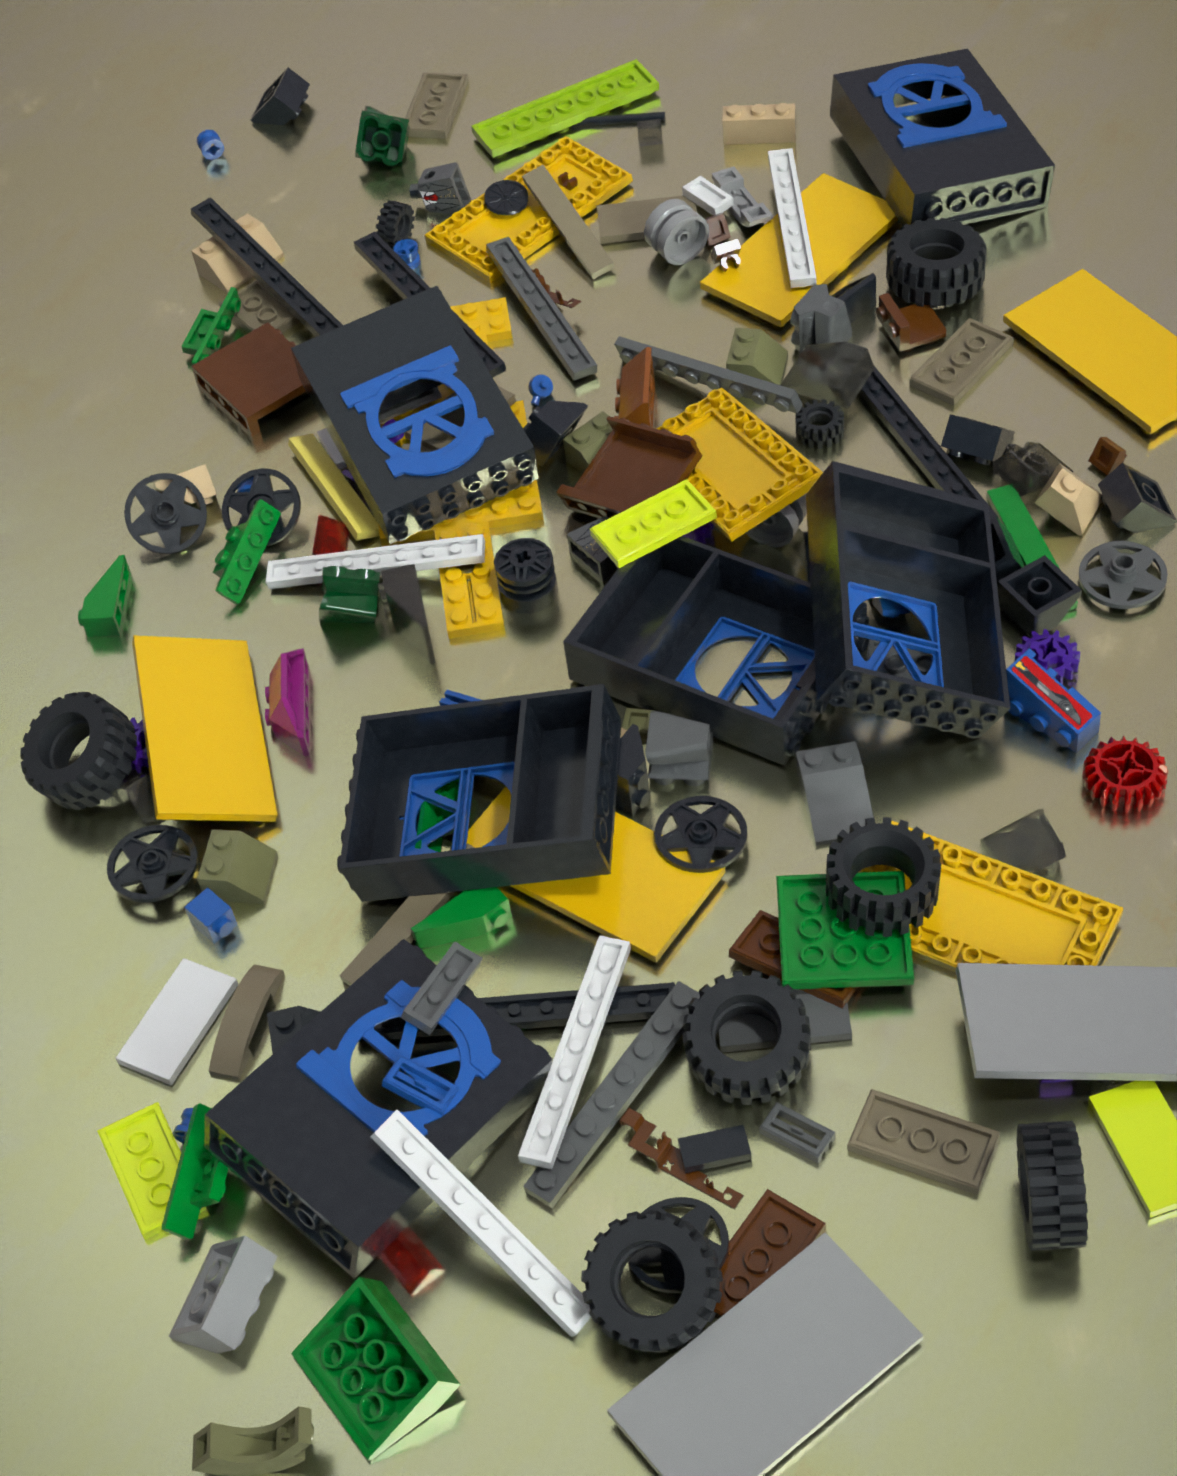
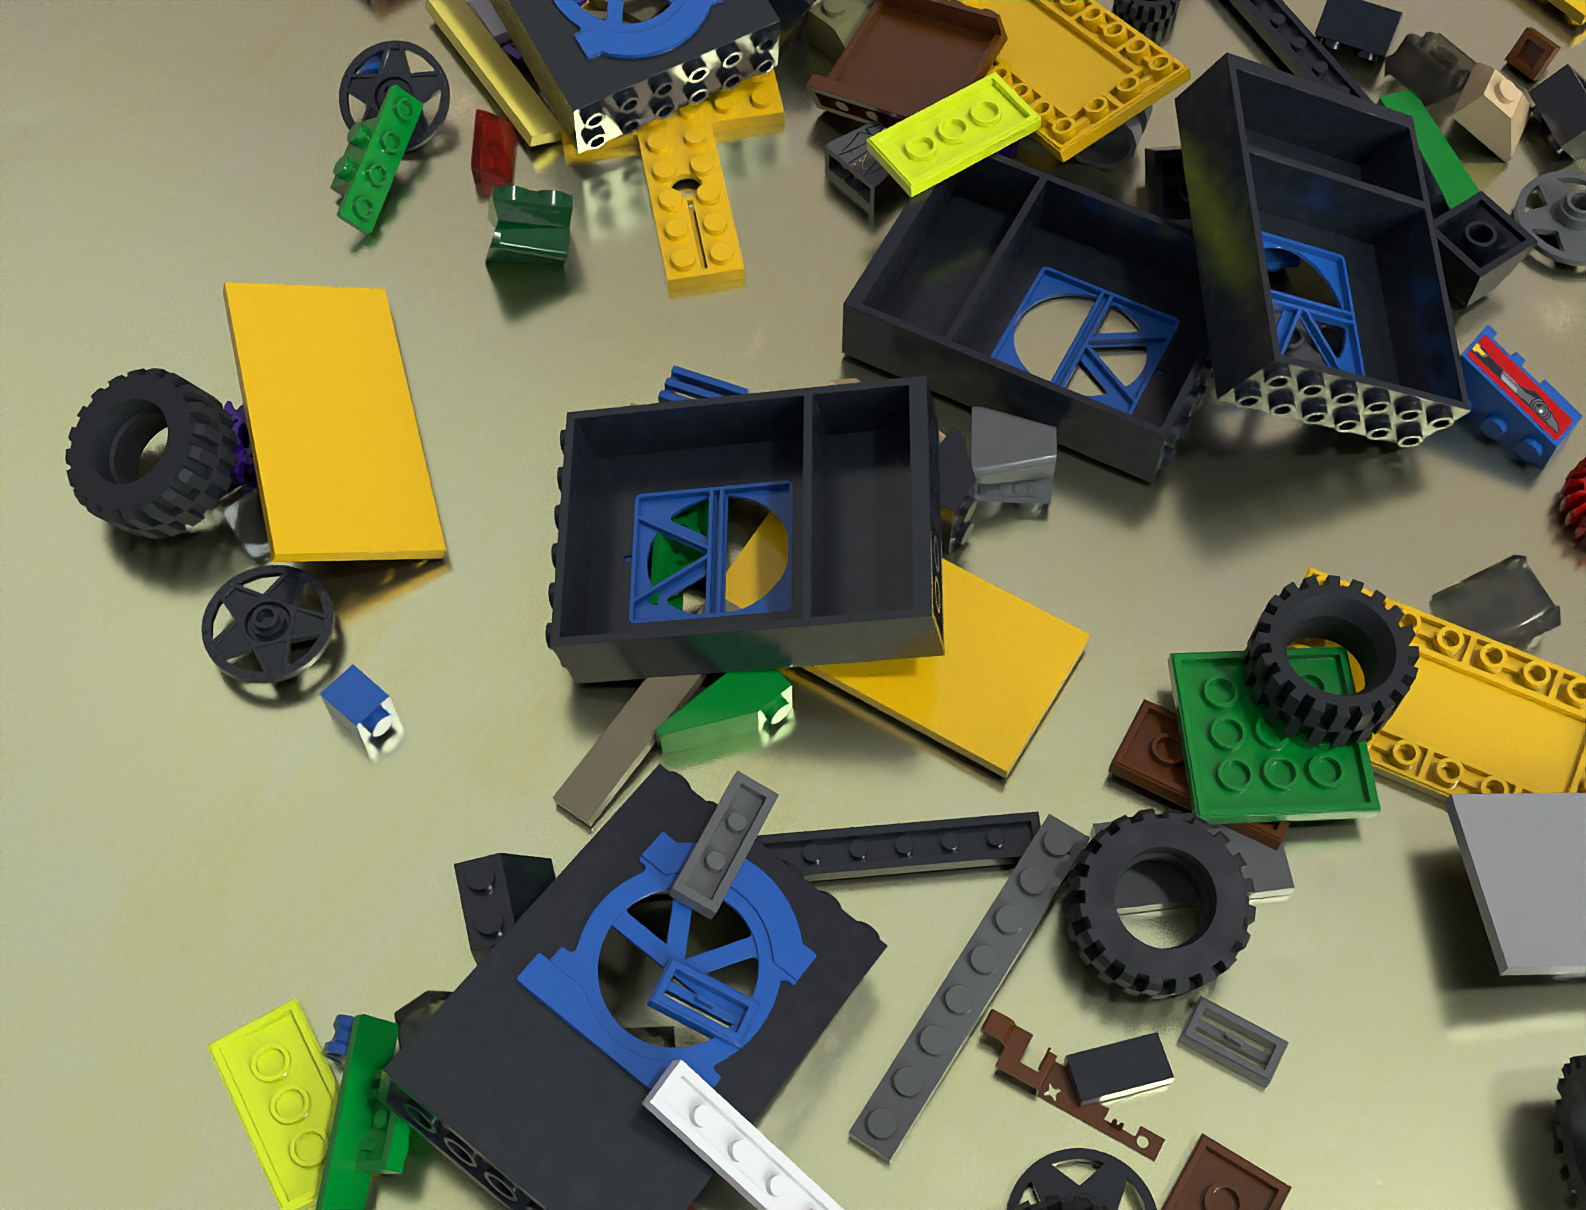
camera: 10 degrees left, 10 degrees up
(106, 601) = (181, 227): green slope -> none
(165, 513) = (259, 101): black wheel -> none
(177, 1021) = (317, 869): white tile -> none
(200, 478) = (290, 63): tan slope -> none
(237, 867) = (392, 630): olive slope -> none
(241, 1019) = (415, 866): dark tan slope -> none
(290, 701) = (453, 380): magenta wedge -> none
(406, 608) = (613, 248): clear smoke slope -> none
(423, 554) = (572, 175): white plate -> none
(526, 575) = (773, 202): black wheel -> none
(574, 1053) = (909, 930): white plate -> none
(638, 717) = (950, 414): olive tile -> none
(701, 834) = (1052, 586): black wheel -> none
(833, 789) = (1230, 526): dark grey slope -> none
(924, 1141) = (1414, 1055): dark tan tile -> none
(1052, 652) = (1511, 326): dark purple gear -> none

